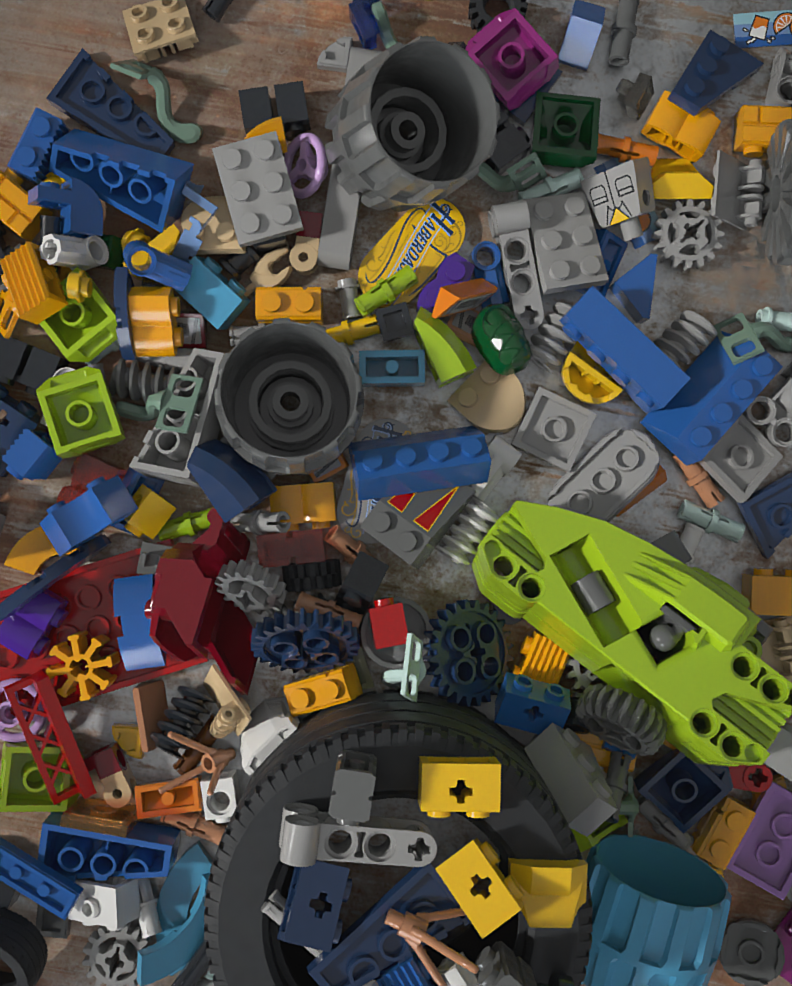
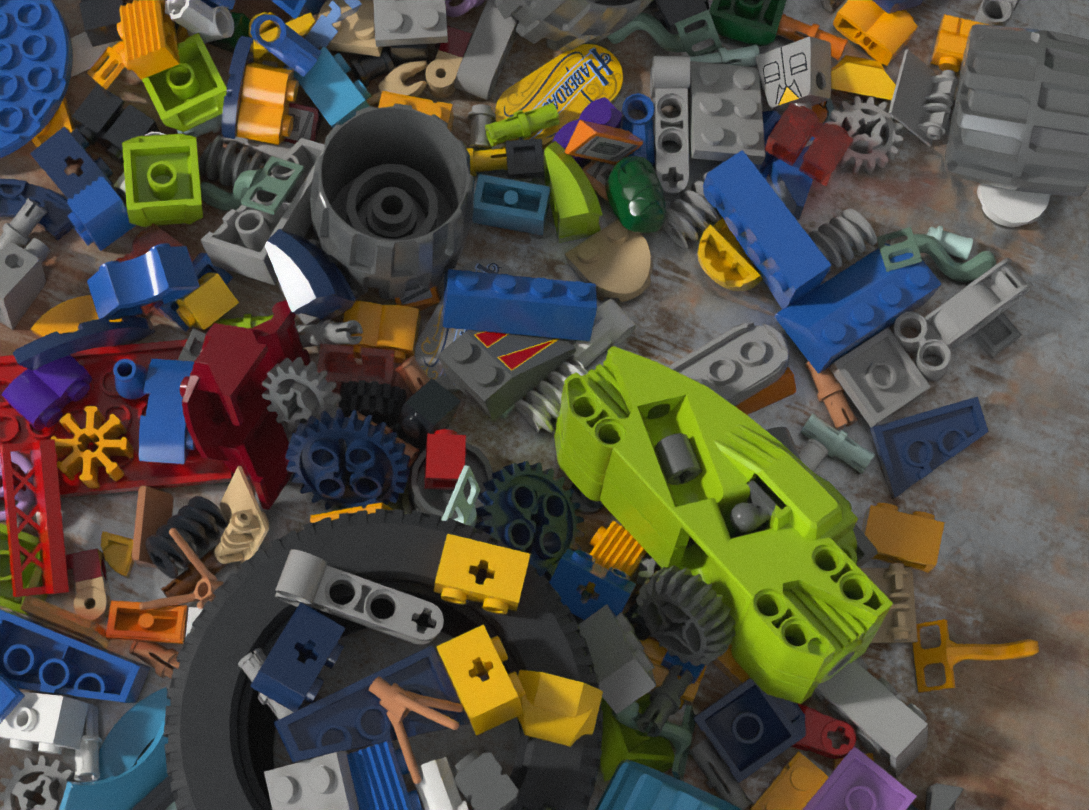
camera: 10 degrees right, 15 degrees down
(79, 286) = (196, 49): yellow plate -> none
(104, 591) = (129, 379): none -> blue cone
(353, 787) = (369, 540): dark grey brick -> none
(553, 429) = (677, 307): light grey plate -> none
(662, 267) = (793, 135): none -> clear red piece

